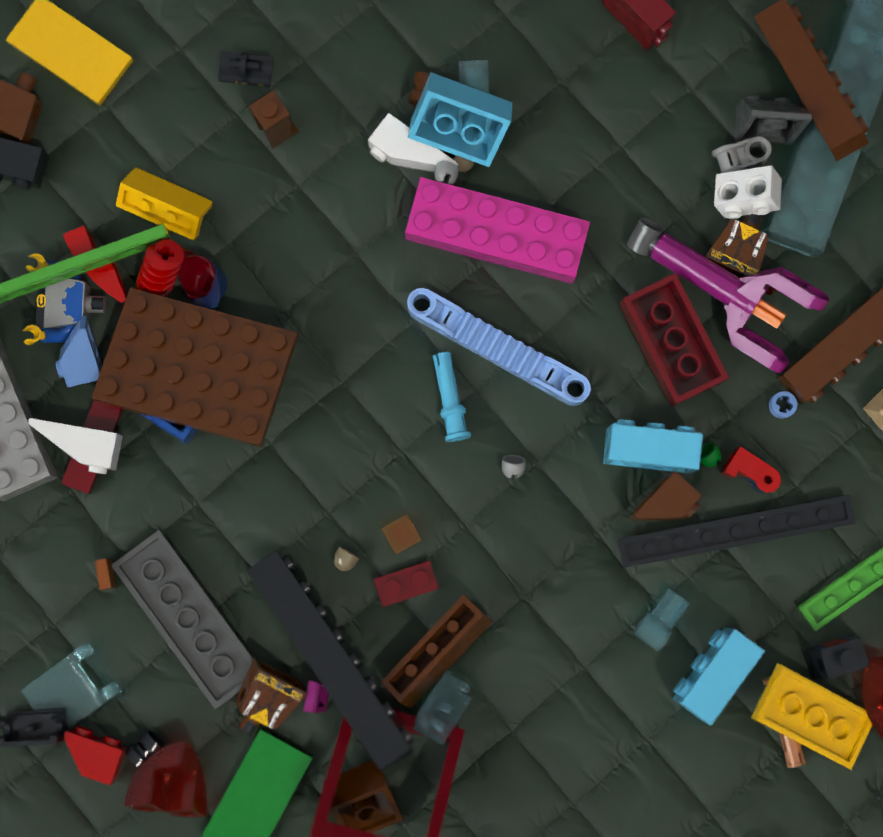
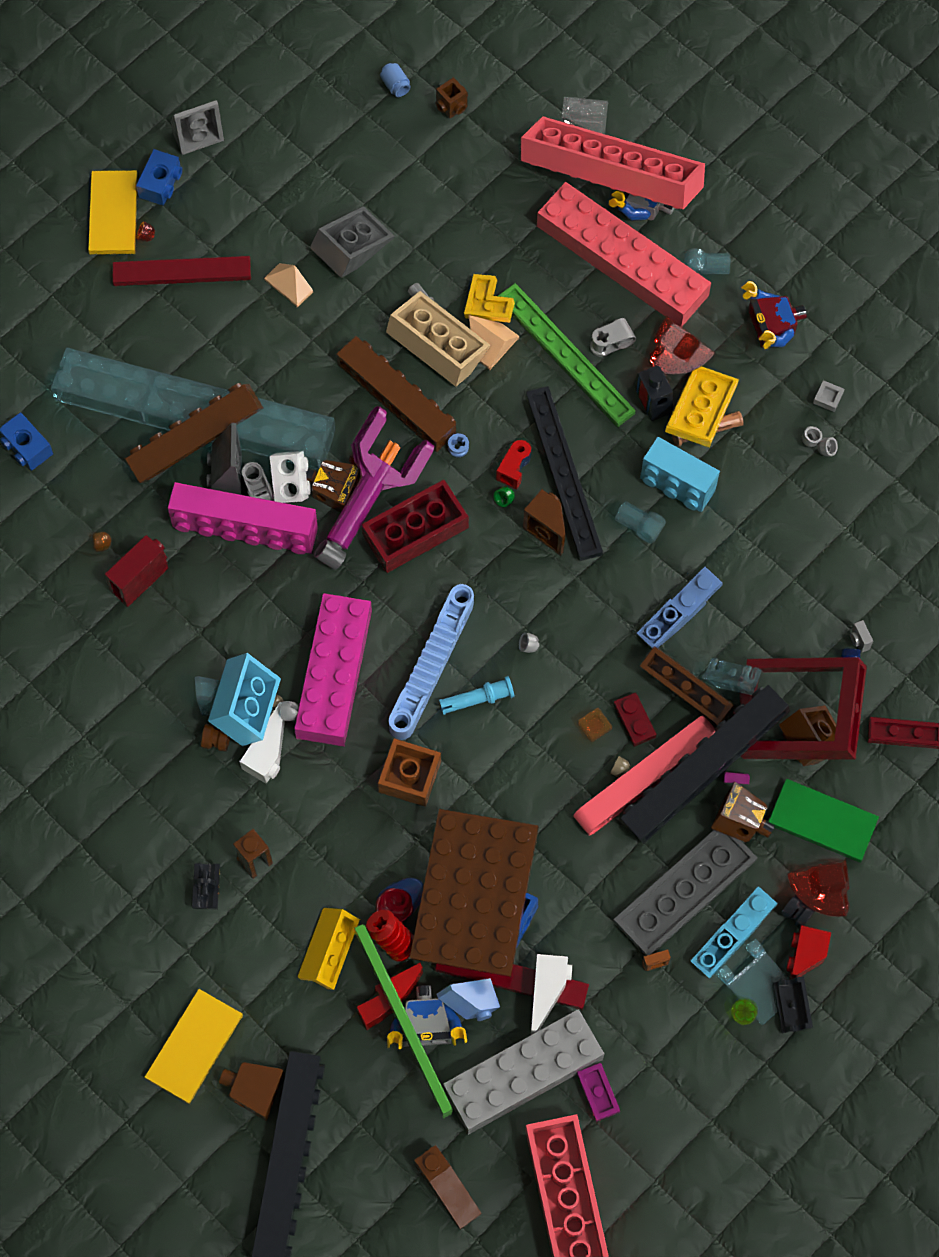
camera: 95 degrees left, 15 degrees down
(36, 670) = (744, 1011): none -> clear neon green tile
(127, 669) = (734, 932): none -> medium azure slope
(332, 589) = (645, 774): none -> coral beam
(358, 308) = (409, 772): none -> dark orange brick
(540, 654) = (680, 609): none -> medium blue slope
(652, 447) = (504, 534): medium azure brick -> none
(697, 135) = (243, 518): none -> dark pink brick

